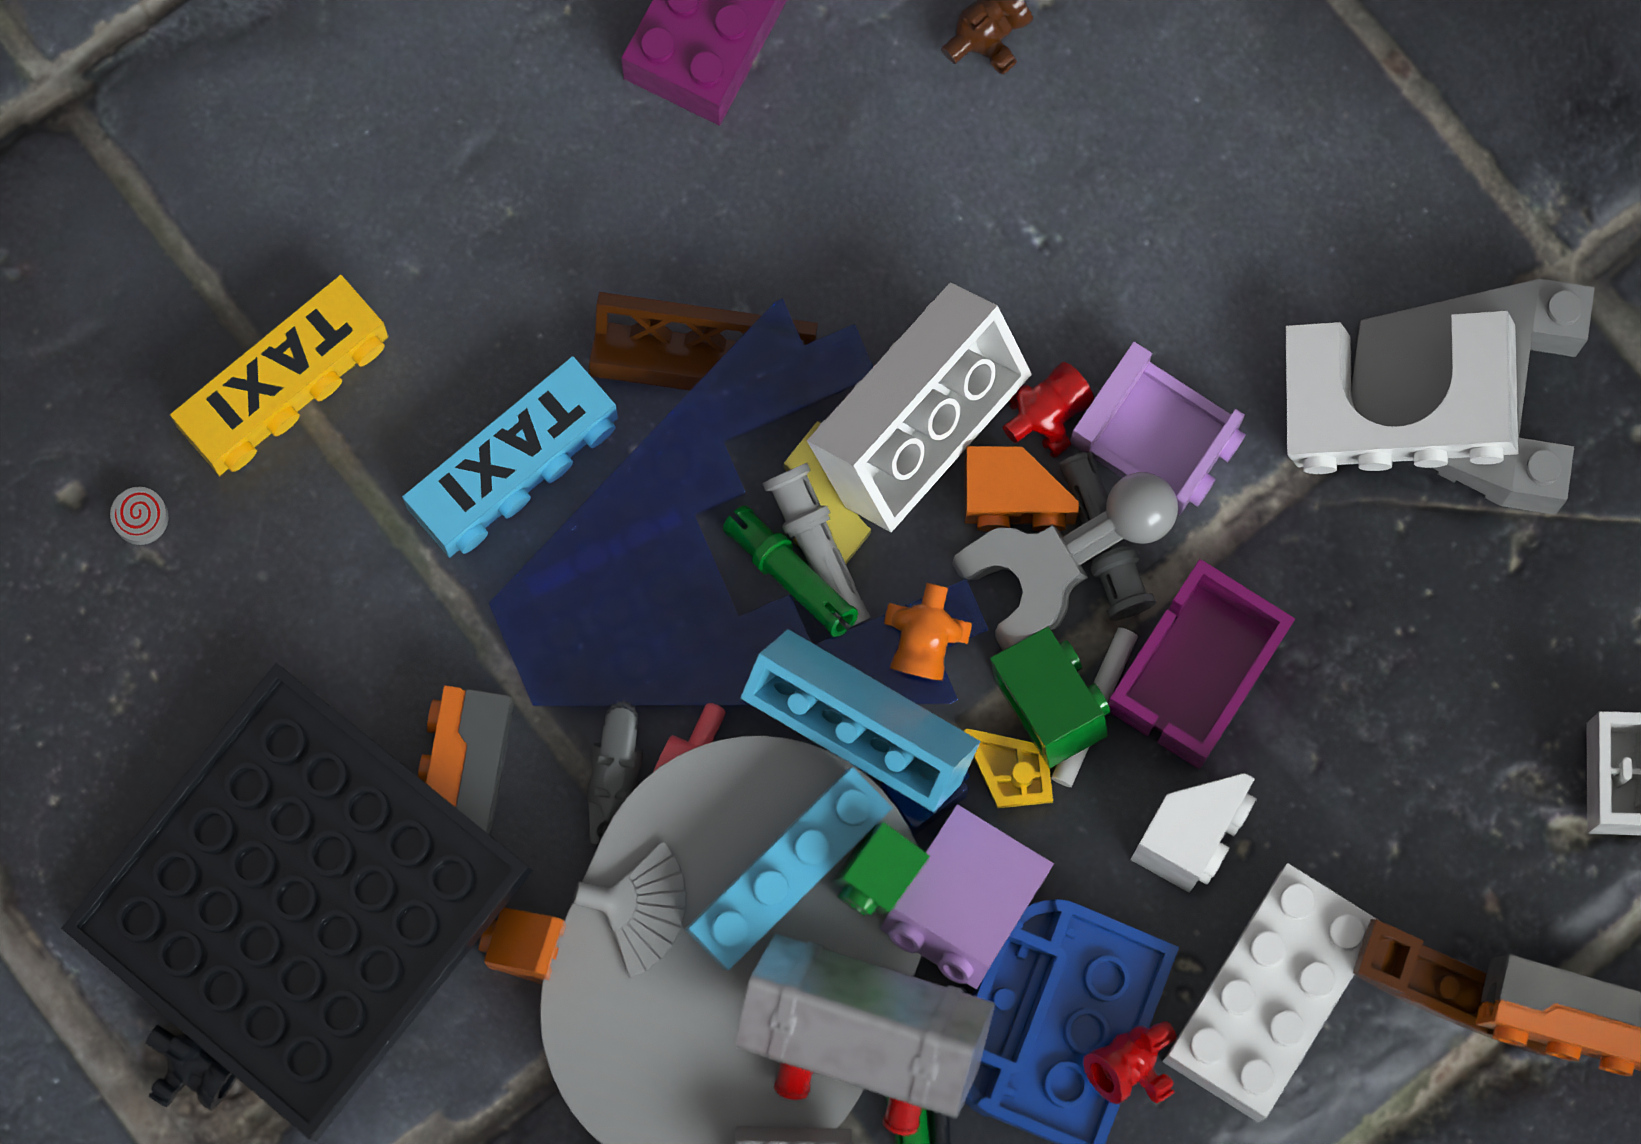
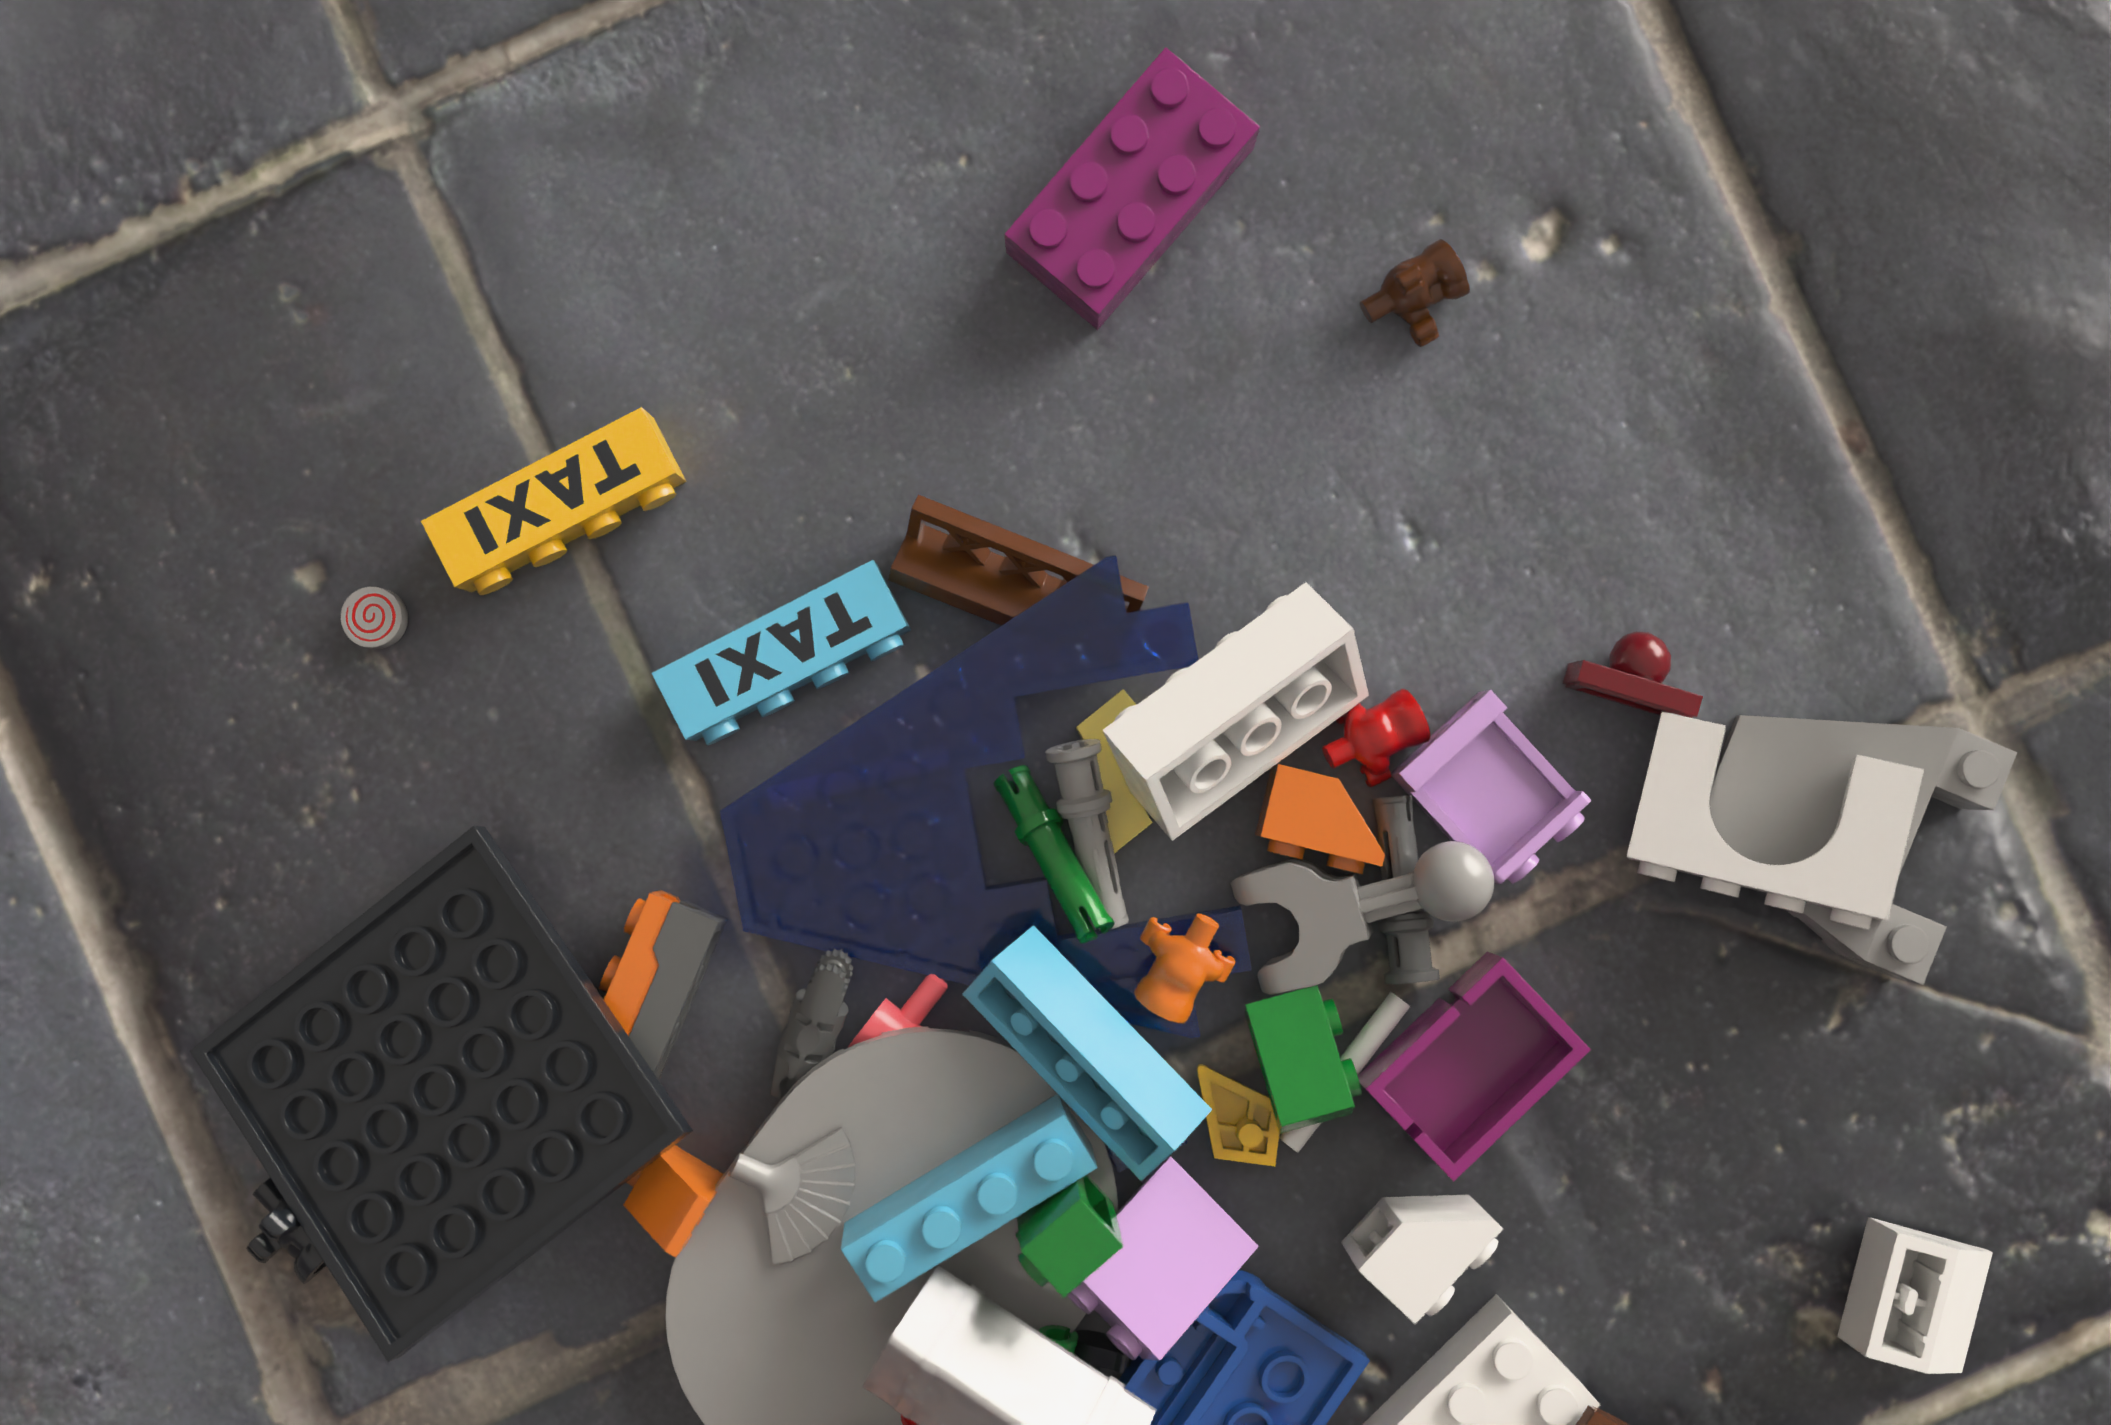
camera: 20 degrees right, 10 degrees up
(1256, 307) = (1634, 677): none -> dark red tile

